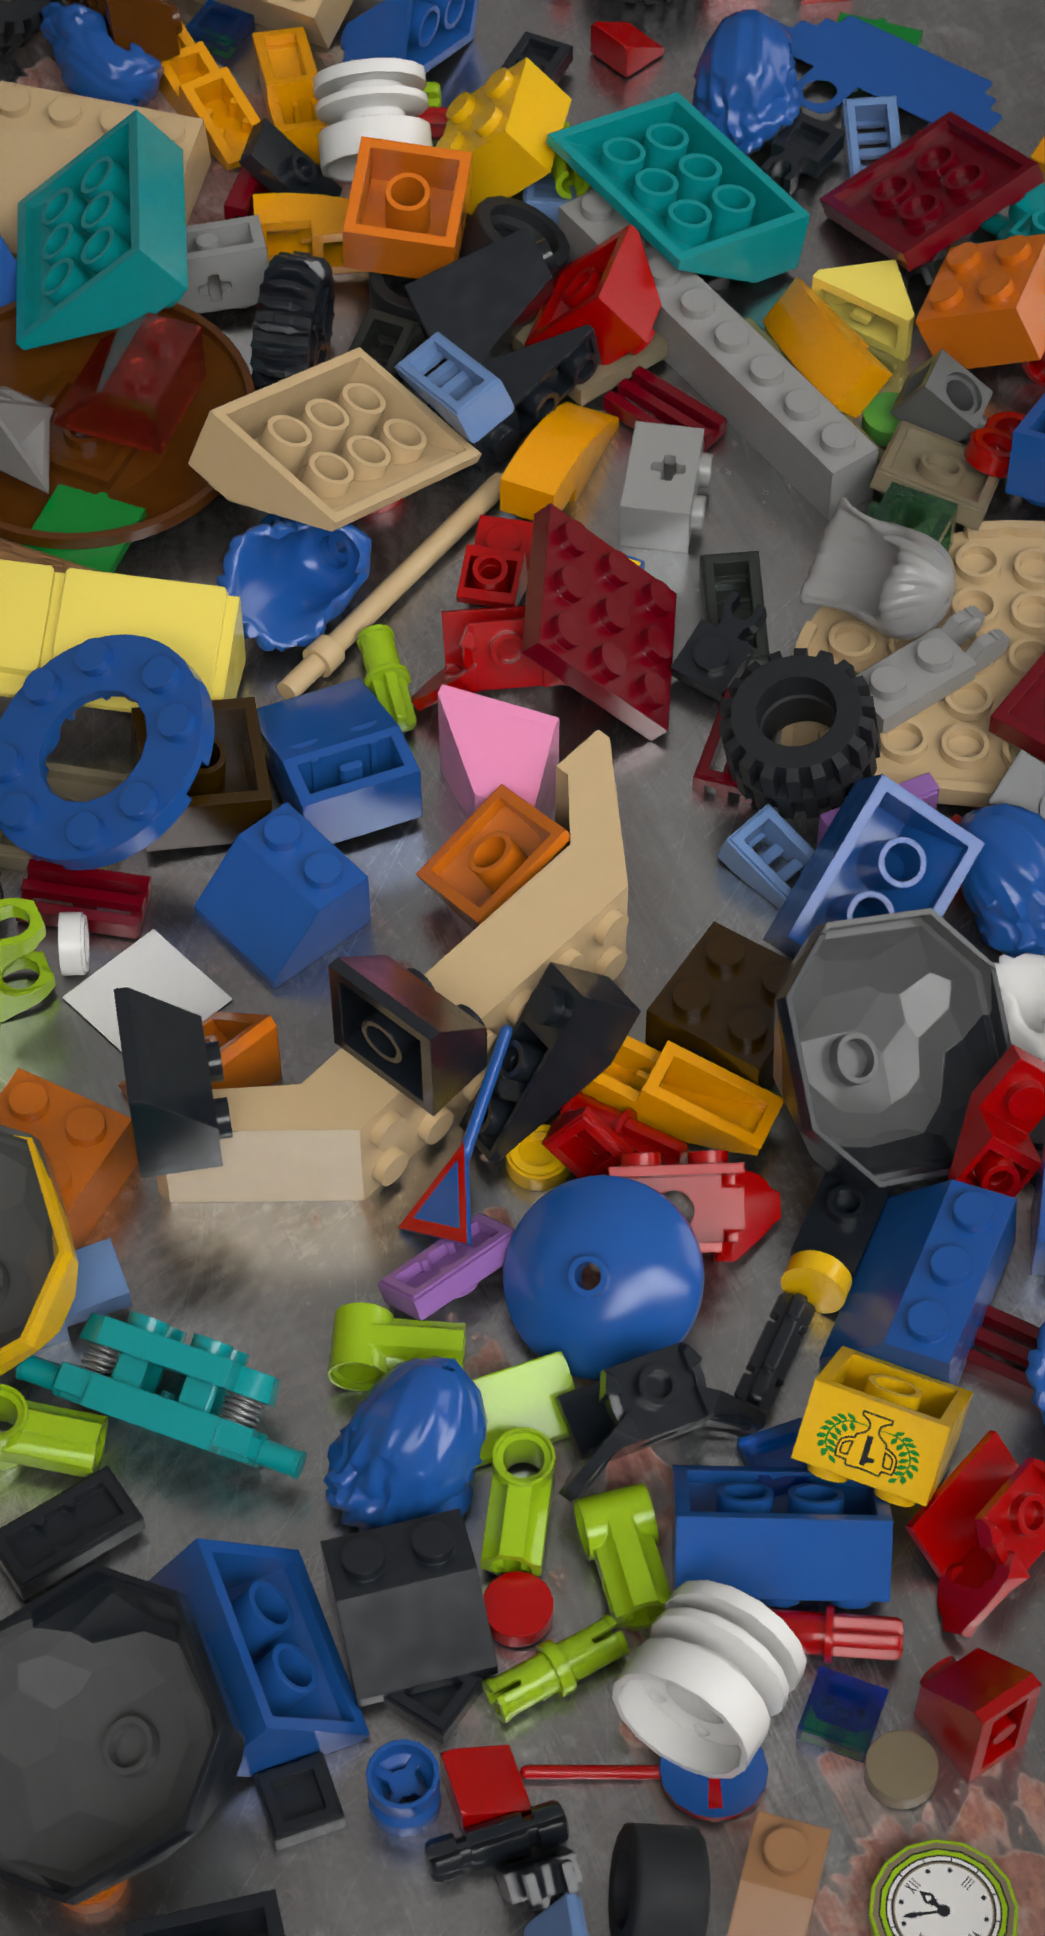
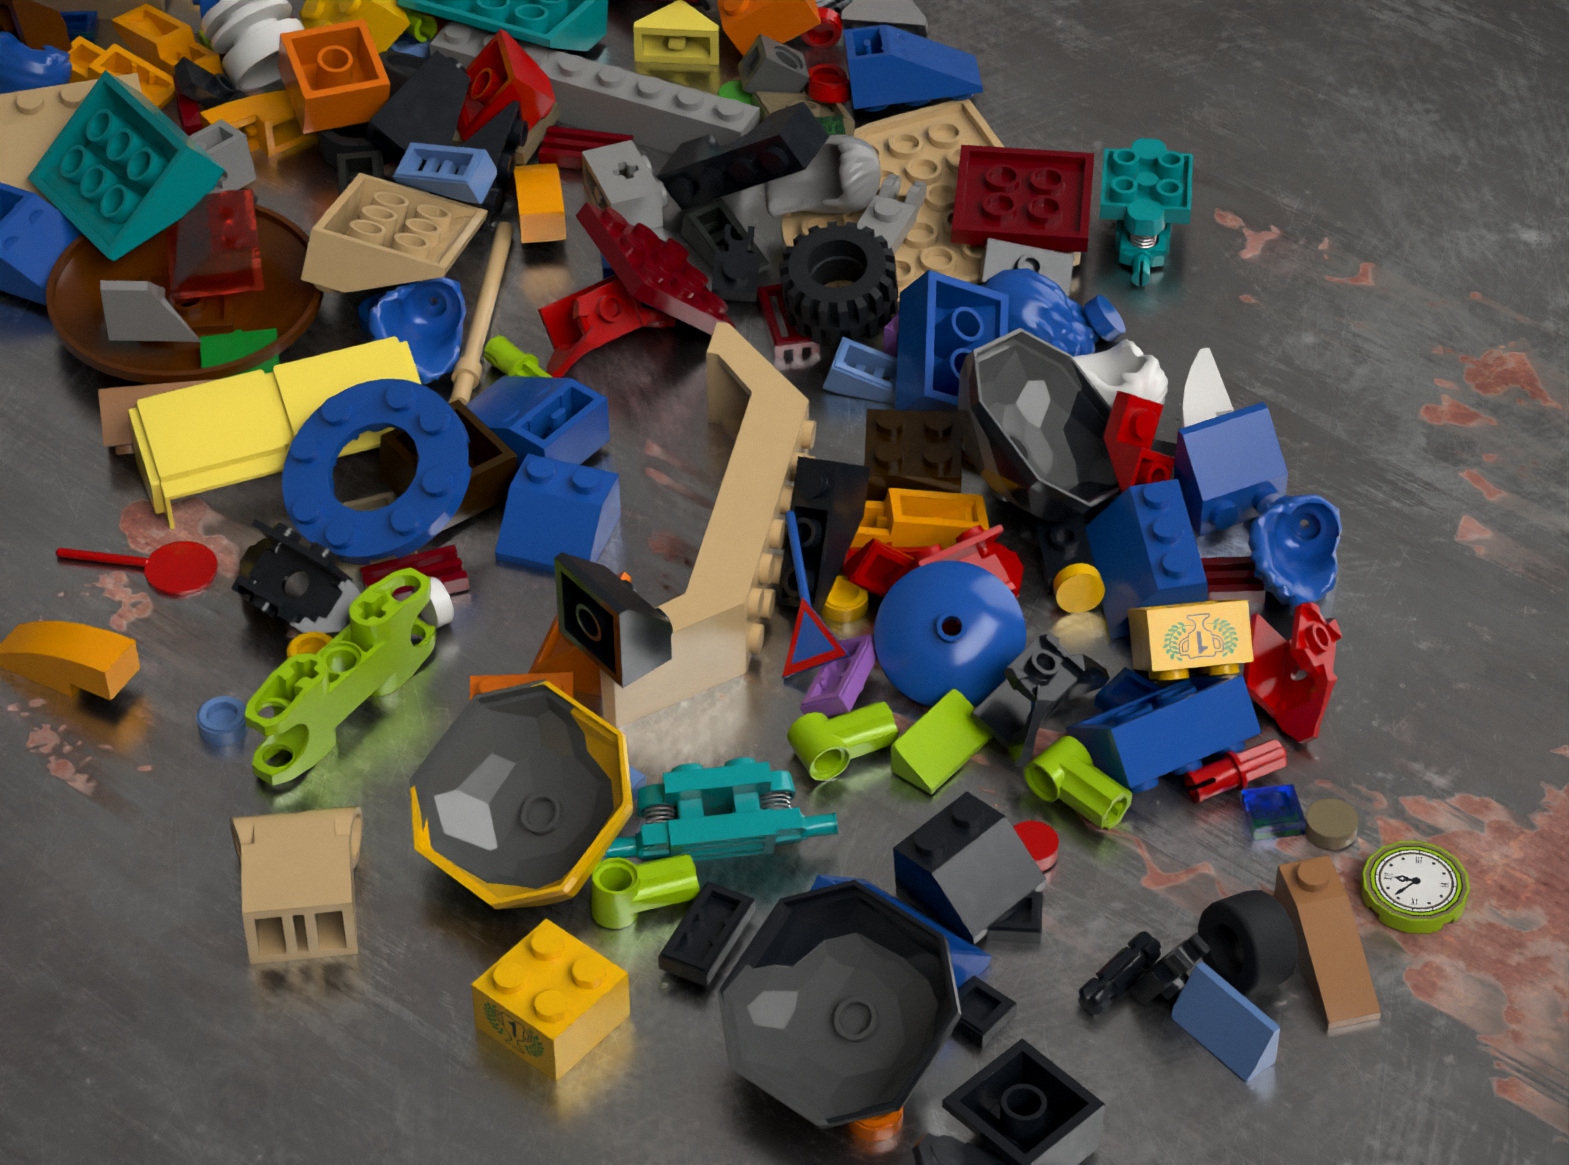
camera: 30 degrees left, 10 degrees down
(152, 969) = (503, 620): white sticker -> none
(292, 317) = (296, 174): black gear -> none
(405, 1029) = (741, 527): black slope -> none
(405, 1771) = (1043, 967): blue wheel -> none
(408, 1446) = (899, 778): blue piece -> none
(483, 1783) = (1083, 948): red slope -> none
(493, 745) = (647, 380): bright pink slope -> none
(493, 855) = (694, 434): orange slope -> none
(497, 563) = (547, 271): red slope -> none
(517, 1505) = (987, 777): lime piece -> none
(555, 1668) = (1082, 865): lime pin -> none
(692, 1793) = (1206, 879): piece -> none
(709, 1679) = (1193, 813): white wheel -> none
(775, 1351) = (1078, 629): black axle -> none
(814, 523) = (773, 149): none -> black arch
(825, 349) = (671, 63): light orange slope -> none
(977, 1709) = (1358, 761): red slope -> none

